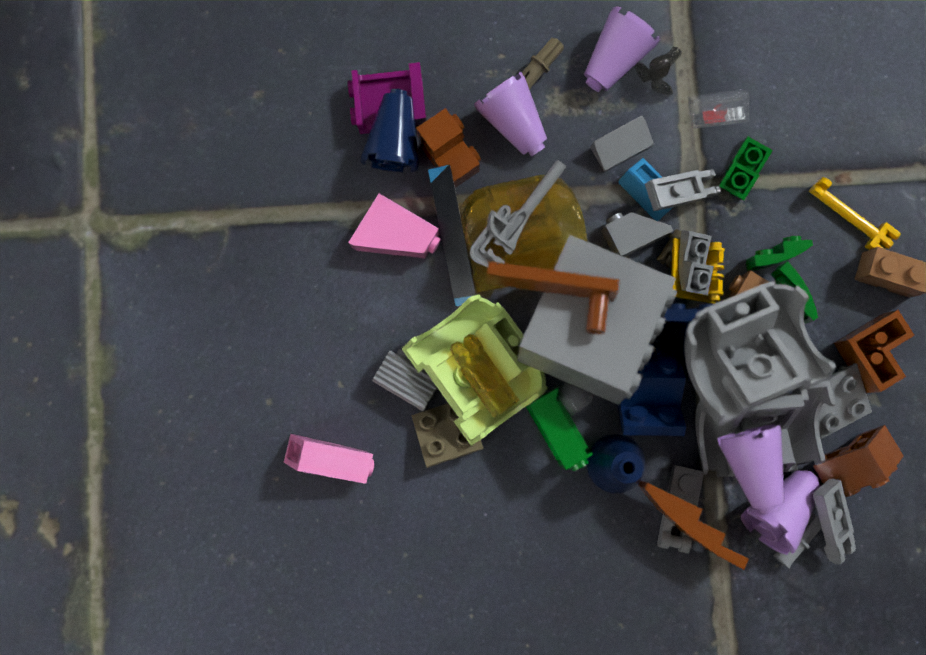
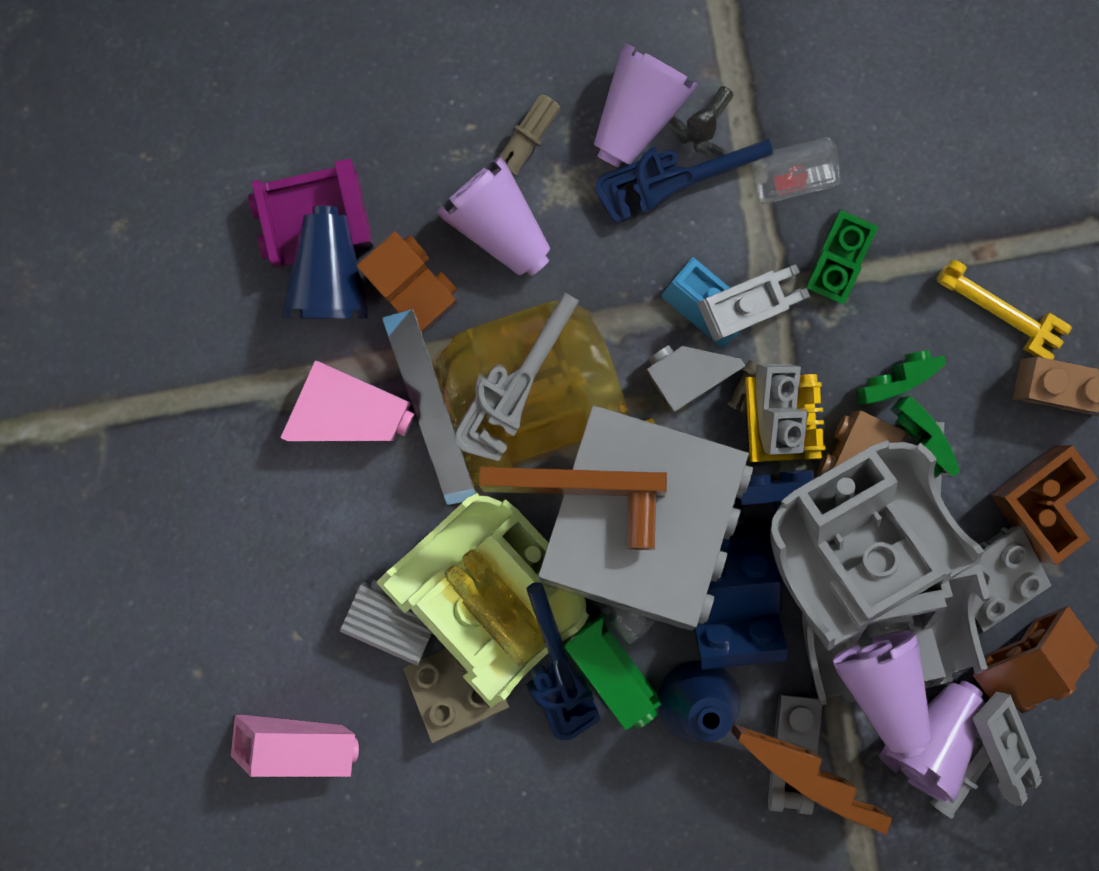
camera: 15 degrees left, 5 degrees up
(522, 435) = (561, 684): none -> dark blue piece
(622, 143) = (661, 241): light grey slope -> none
(624, 102) = (661, 179): none -> dark blue piece

